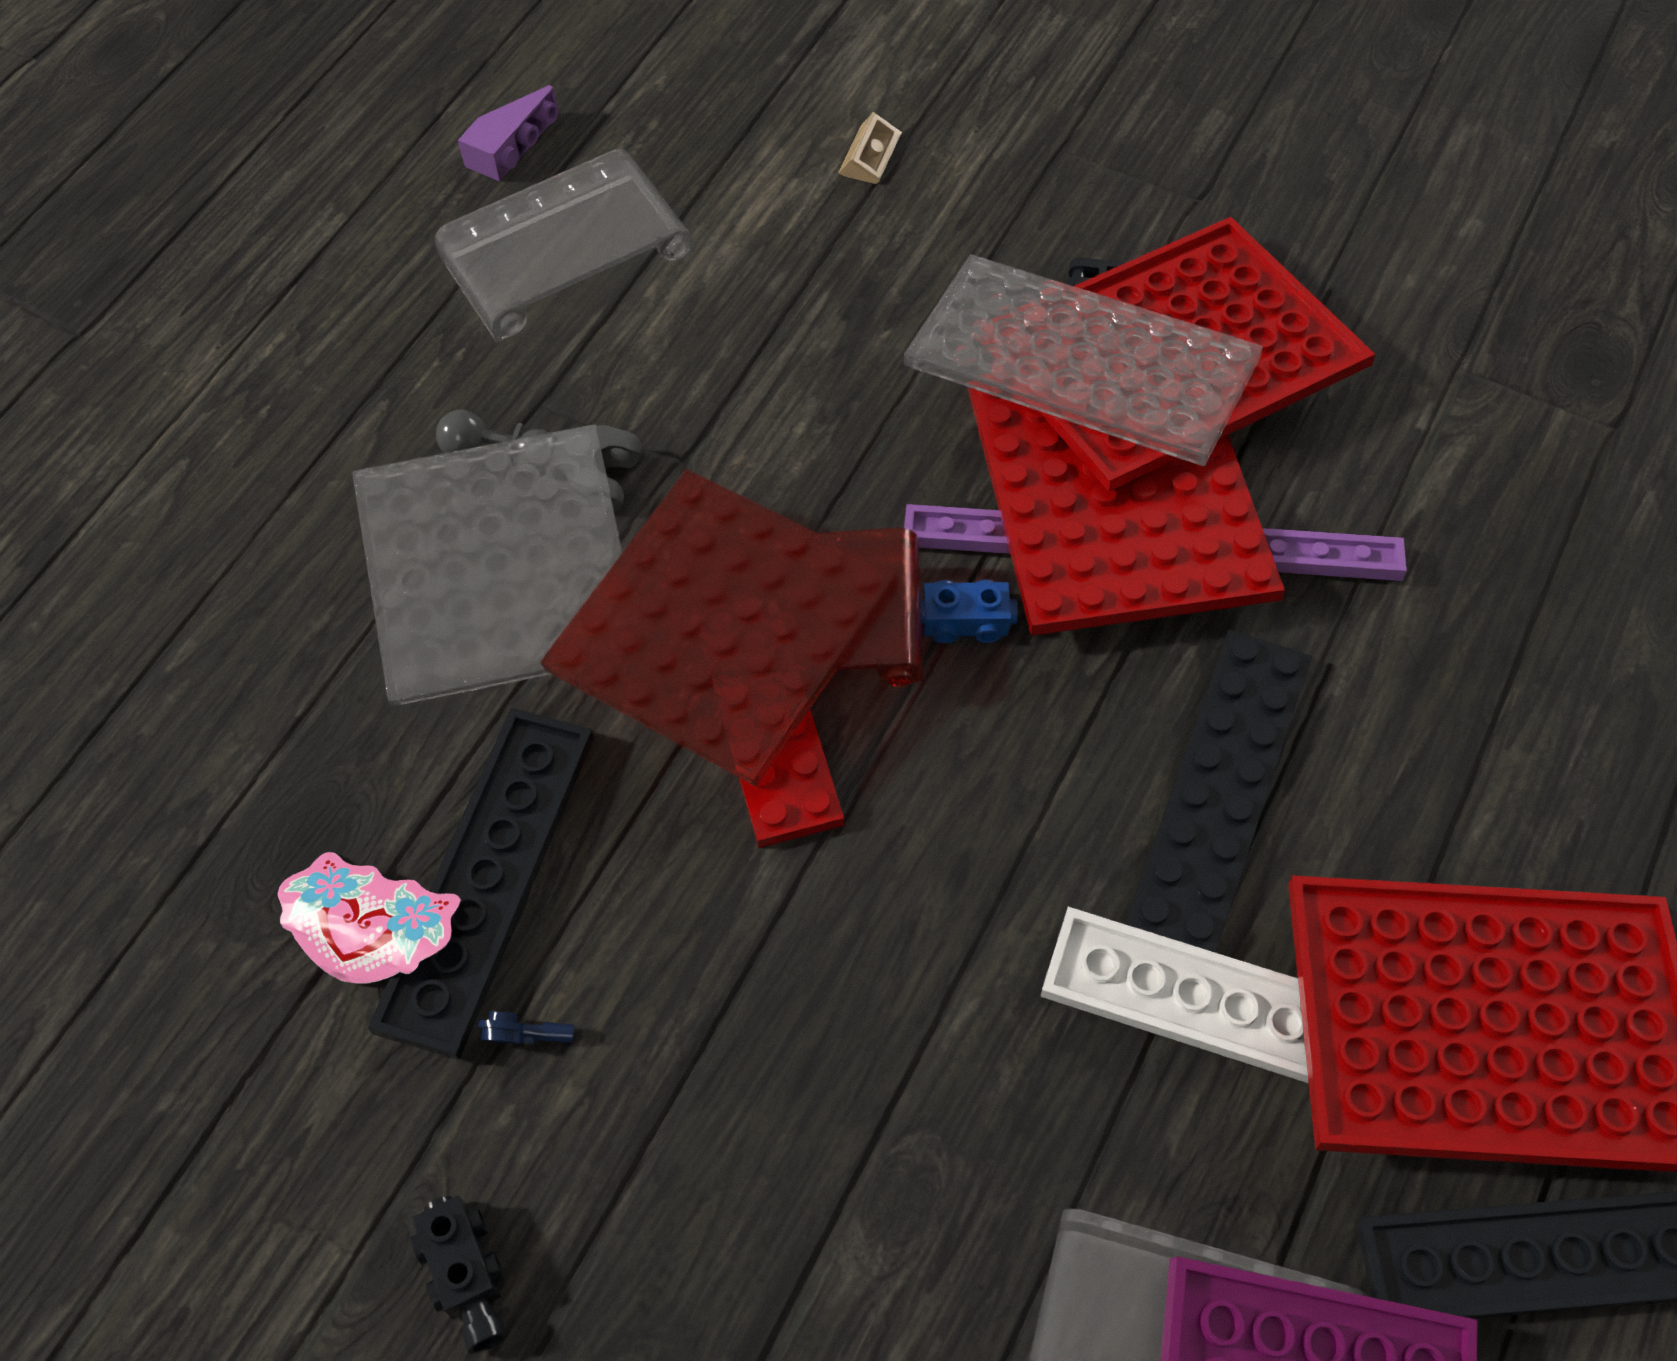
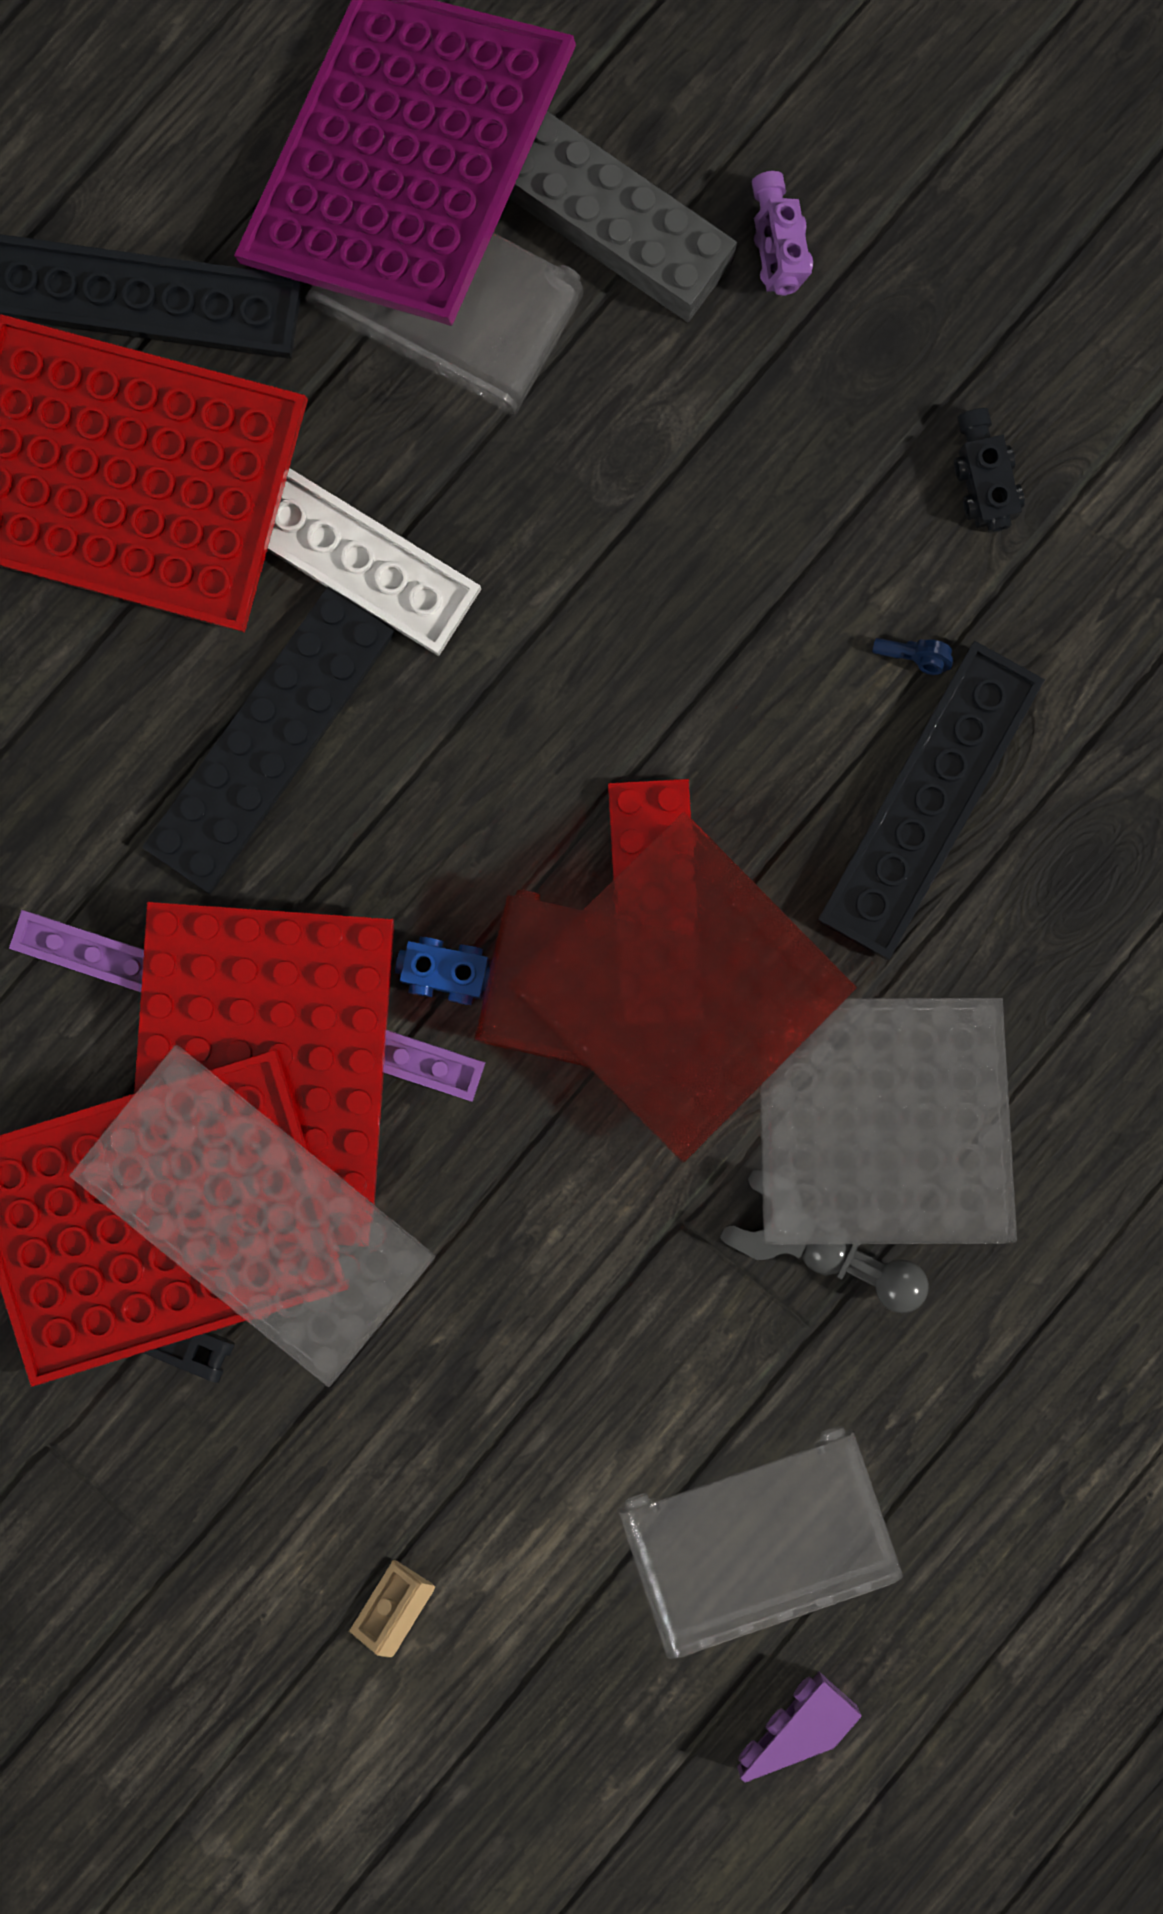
camera: 170 degrees left, 25 degrees up
(362, 923) = (1041, 781): sticker -> none

